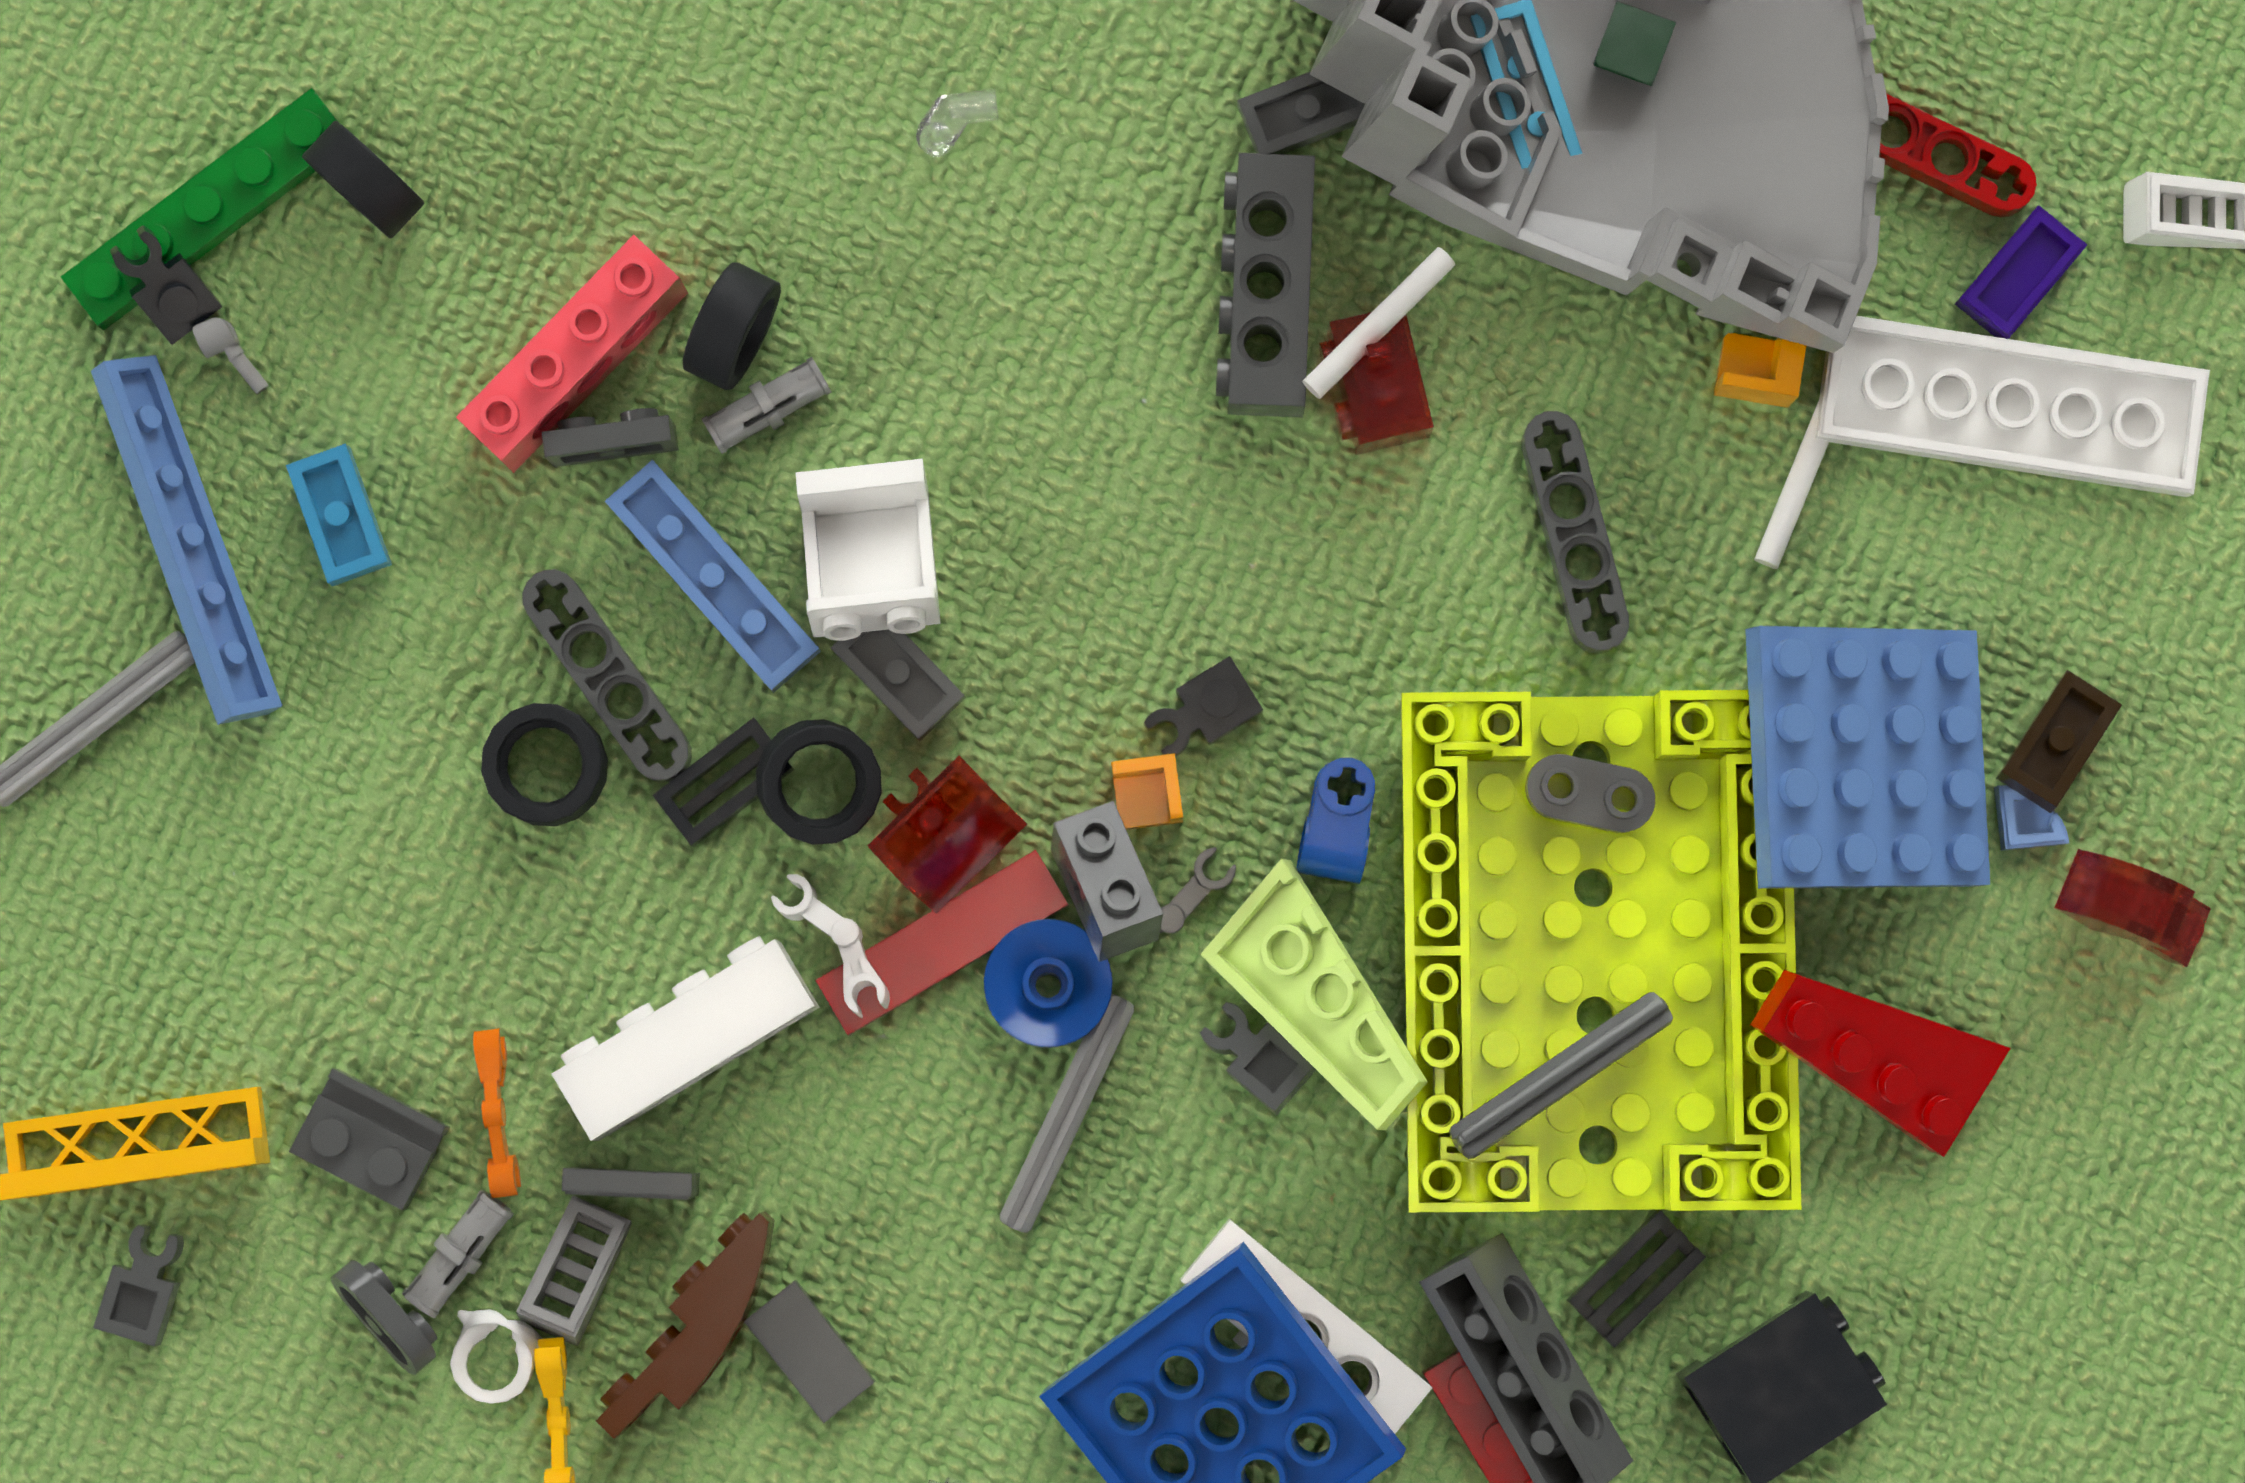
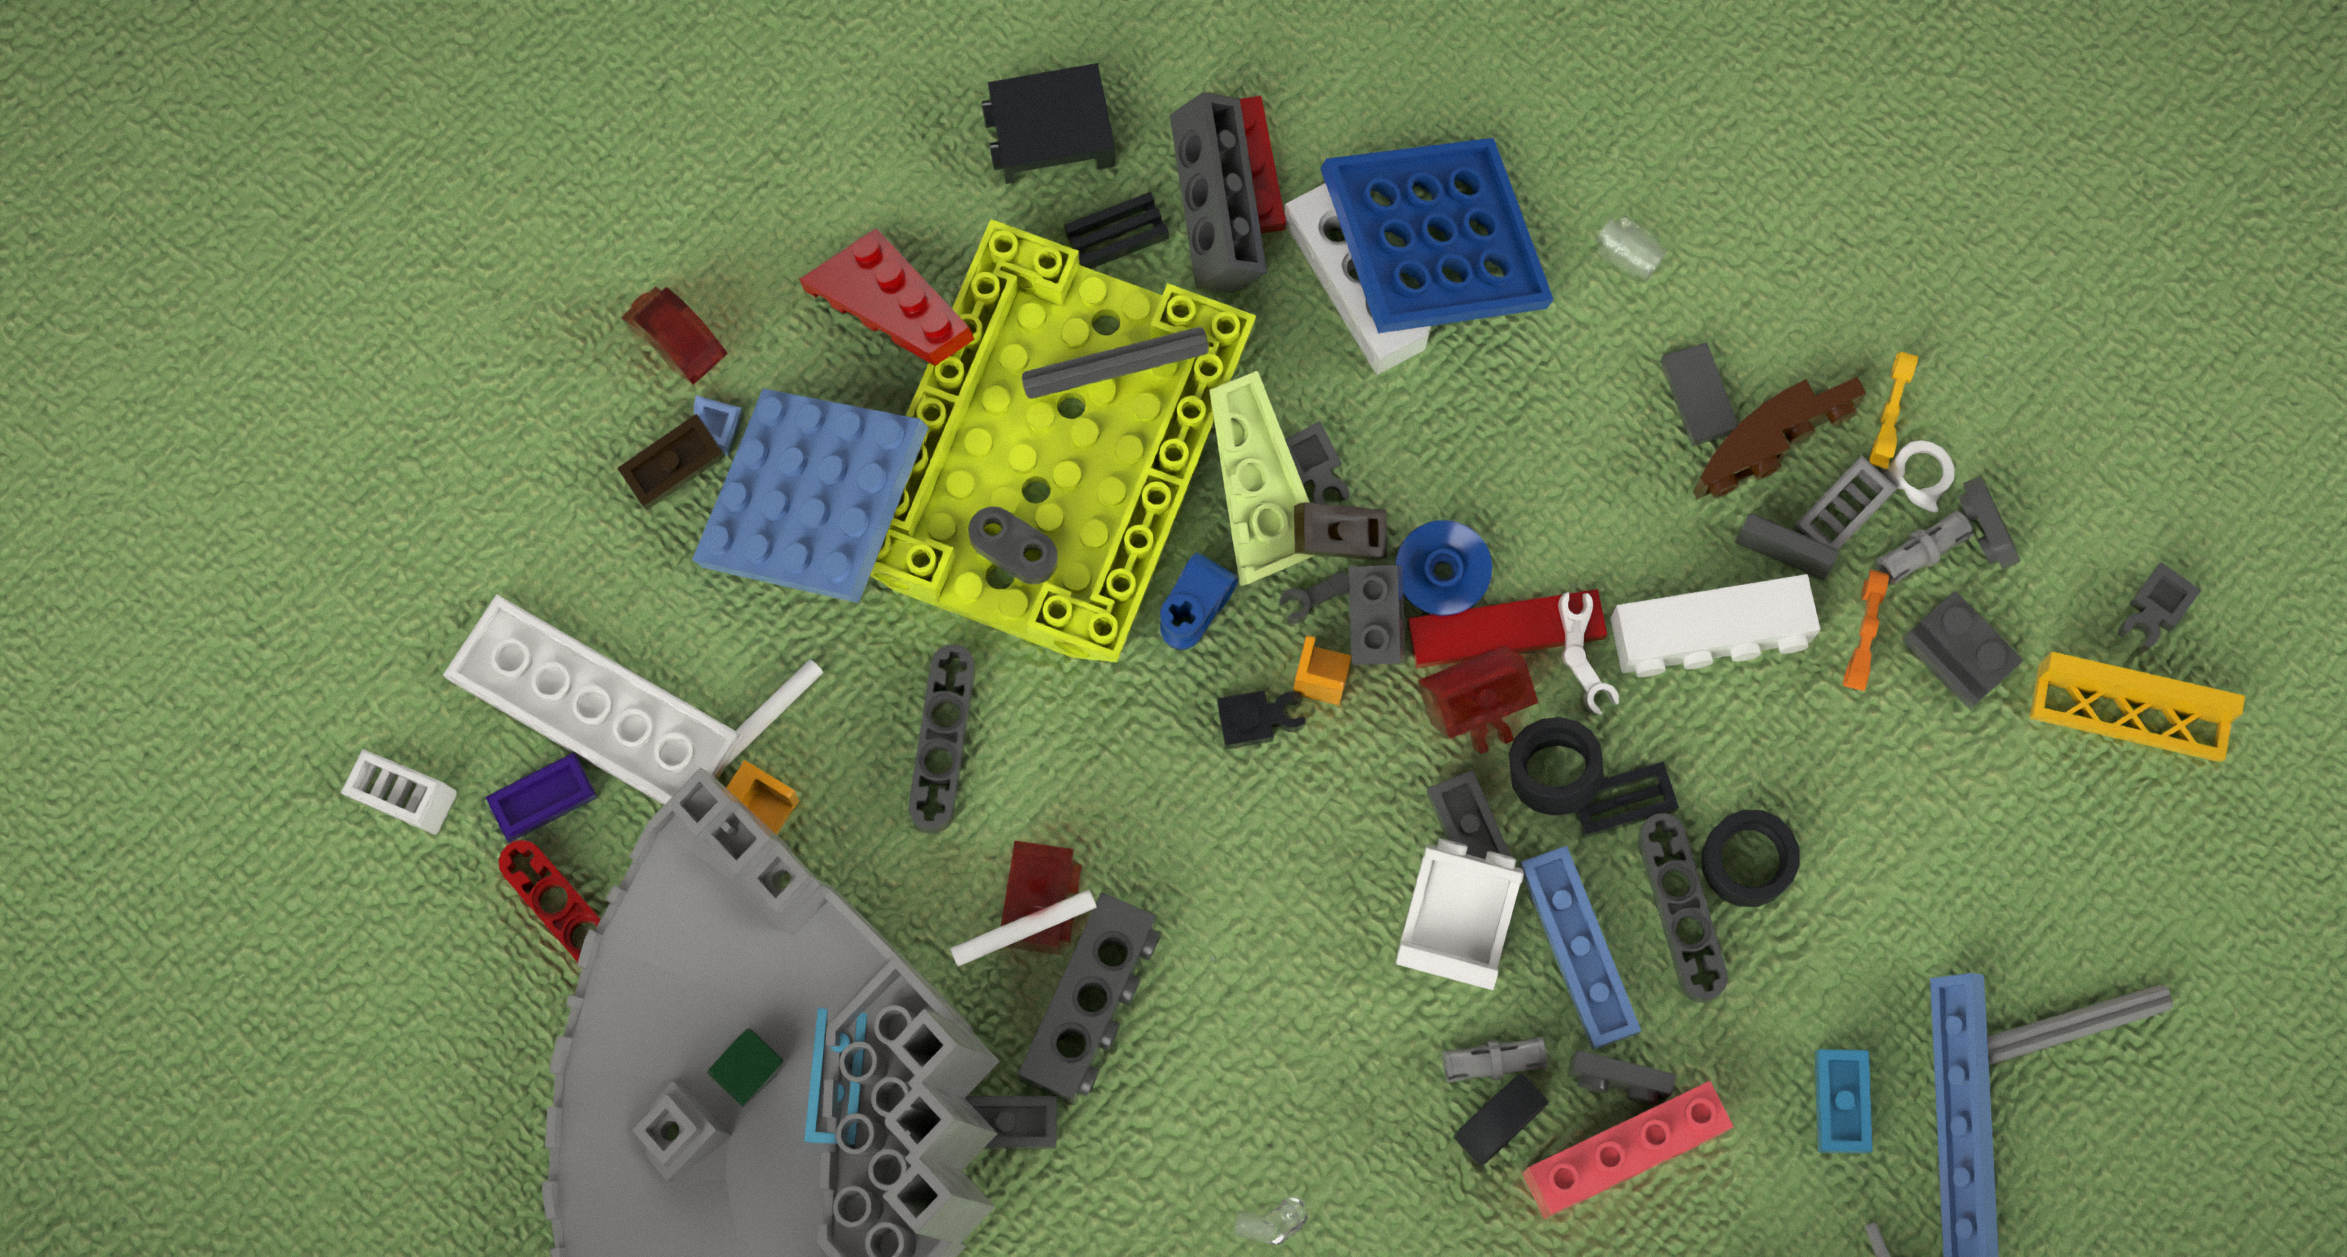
camera: 165 degrees left, 10 degrees down
(1065, 1117) = (1466, 477): light grey axle -> none
(1193, 976) = (1340, 531): none -> dark brown plate

